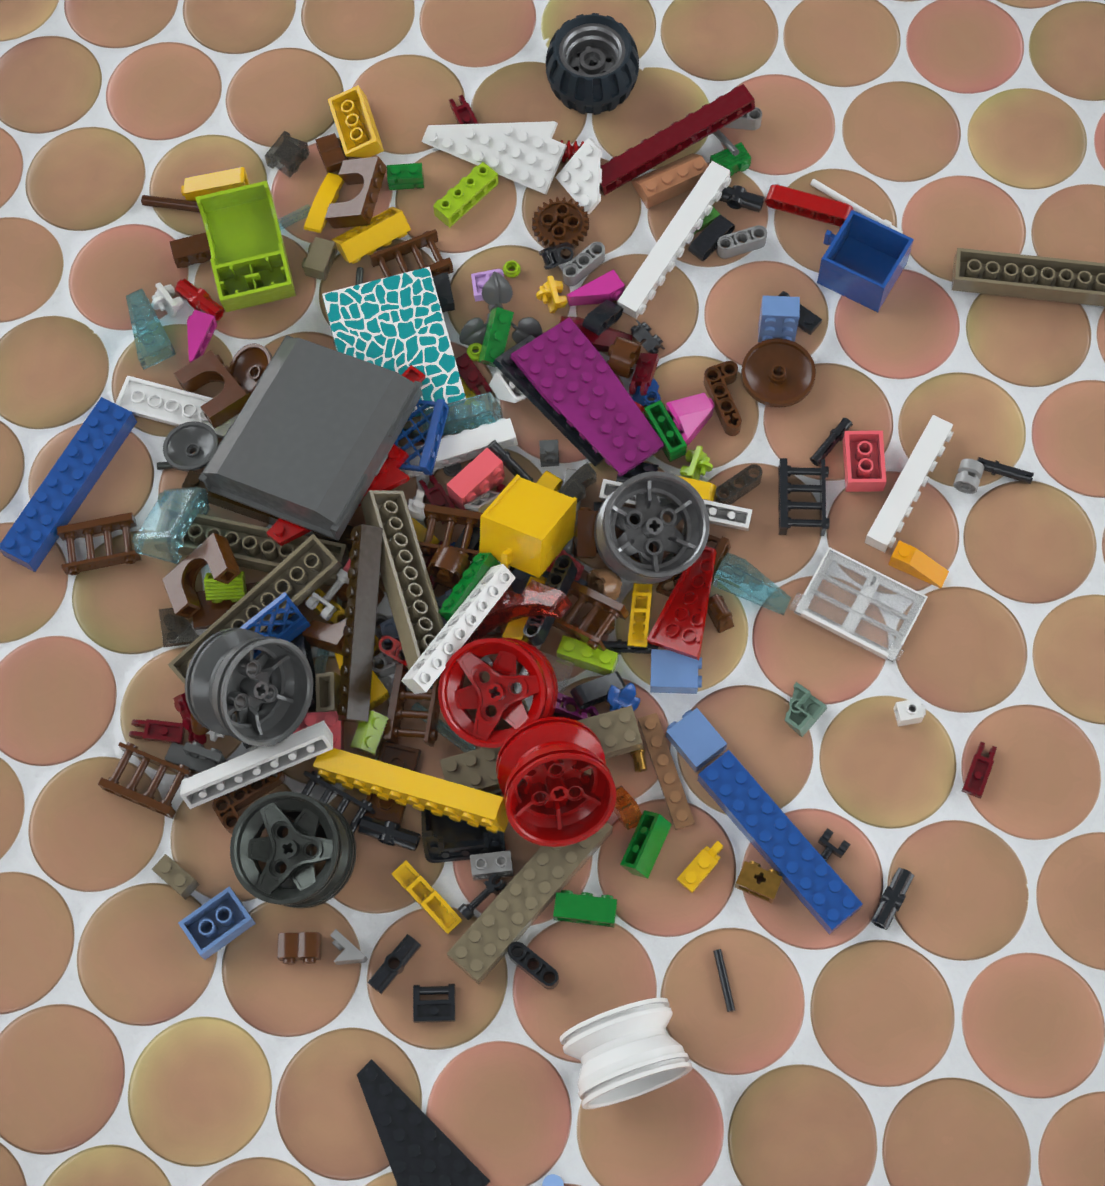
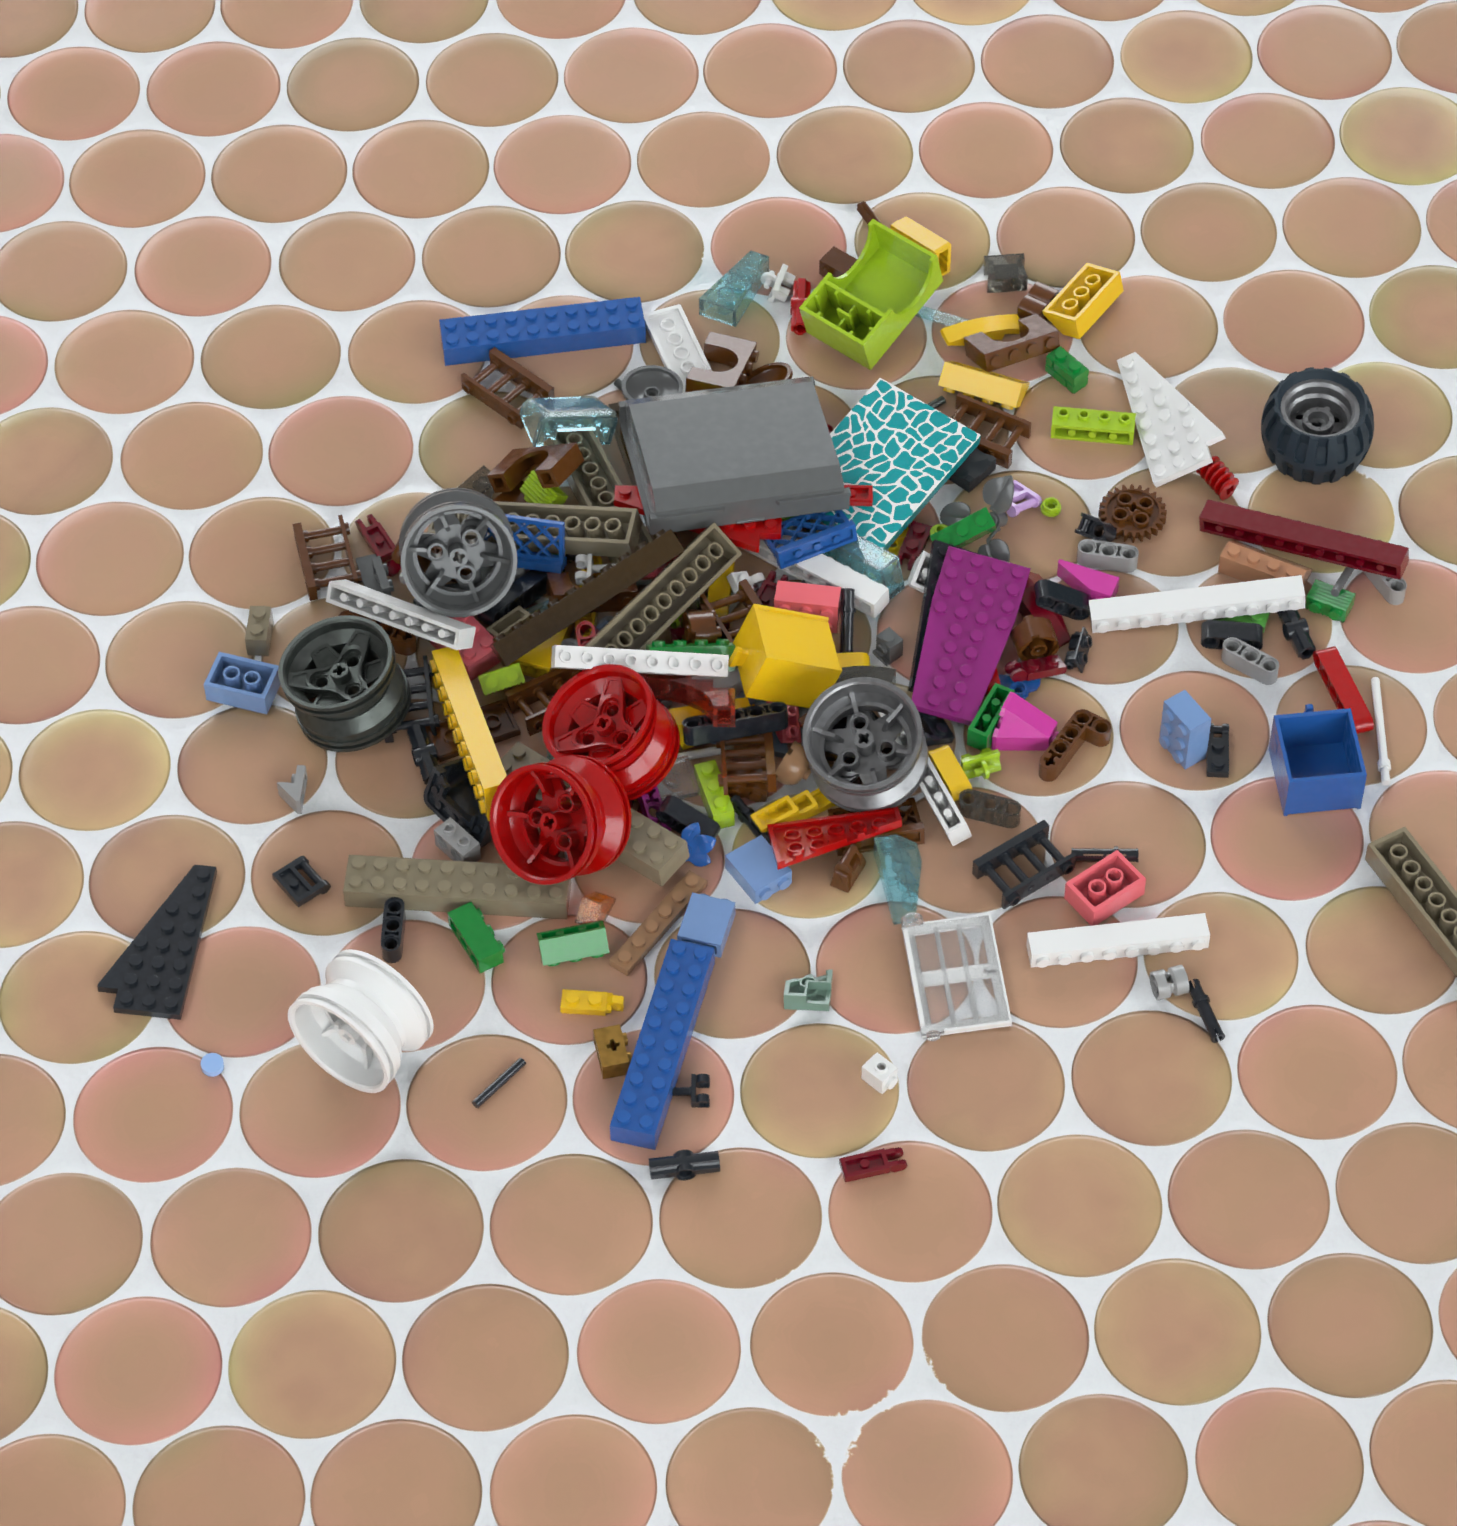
camera: 50 degrees right, 15 degrees down
(199, 330) = (767, 326): dark pink slope -> none
(299, 946) = (271, 755): reddish brown brick -> none
(319, 258) = (922, 362): dark tan brick -> none
(385, 974) = (319, 830): black piece -> none
(426, 897) = (390, 816): yellow slope -> none
(463, 113) = (1177, 371): dark red hinge -> none
(492, 887) = (435, 853): black bar -> none
(549, 294) = (1048, 559): yellow hips -> none
(583, 175) = (1196, 496): white plate -> none
(639, 760) = (654, 892): pearl gold axle -> none
(778, 372) = (1134, 768): reddish brown dish -> none
(916, 563) = (1038, 995): light orange slope -> none

